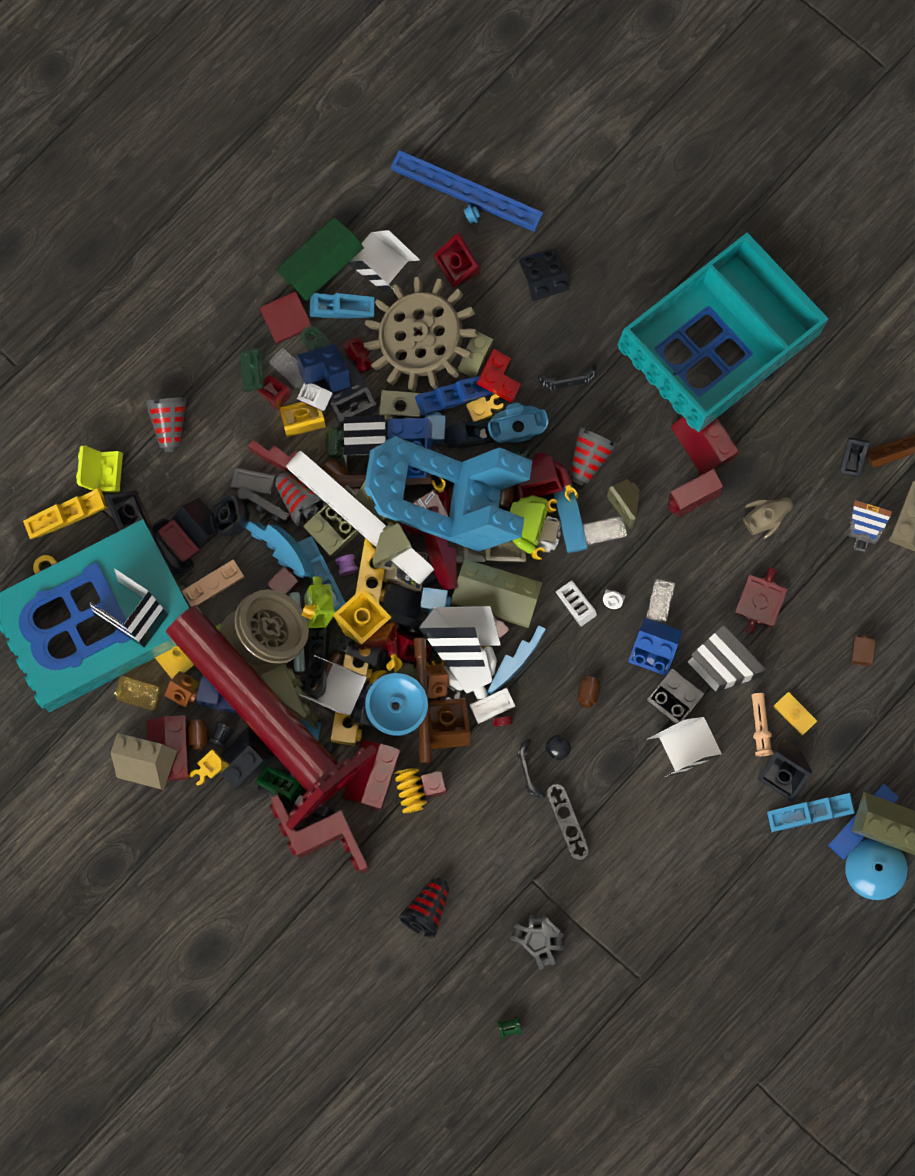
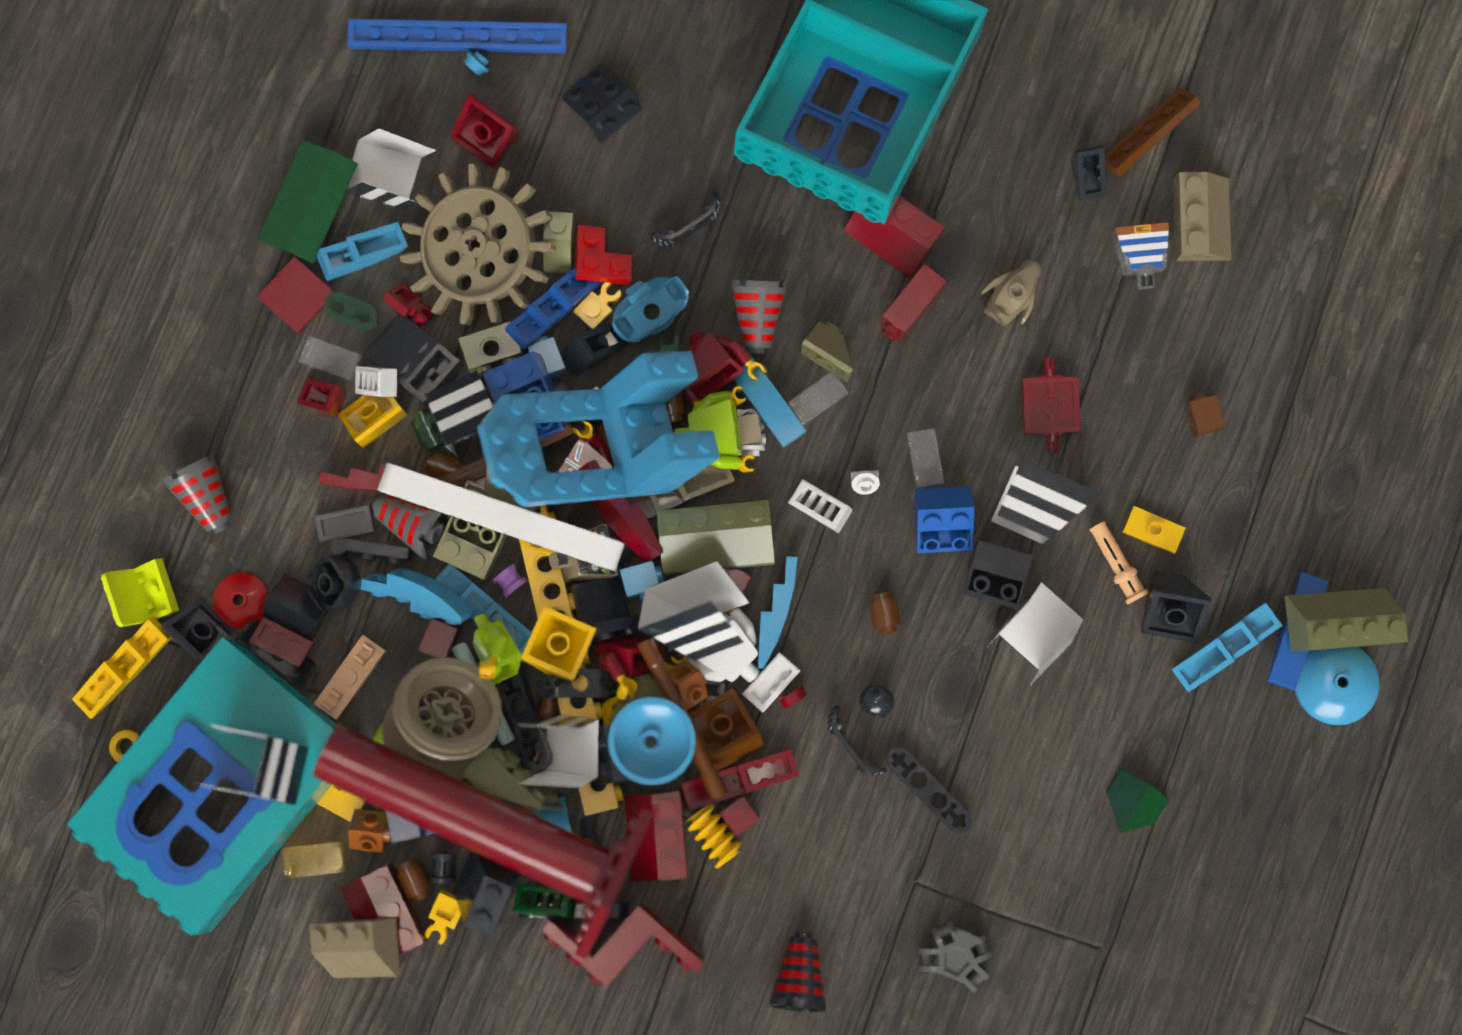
camera: 20 degrees left, 5 degrees up
(172, 503) = (253, 593): none -> red dish
(251, 370) = (281, 381): clear green plate -> none
(325, 365) = (371, 336): dark blue brick -> none
(383, 636) = (596, 658): clear red slope -> none
(390, 544) = (555, 538): olive slope -> none
(445, 761) = (743, 779): none -> dark red slope
(704, 889) = (1134, 802): none -> dark green slope

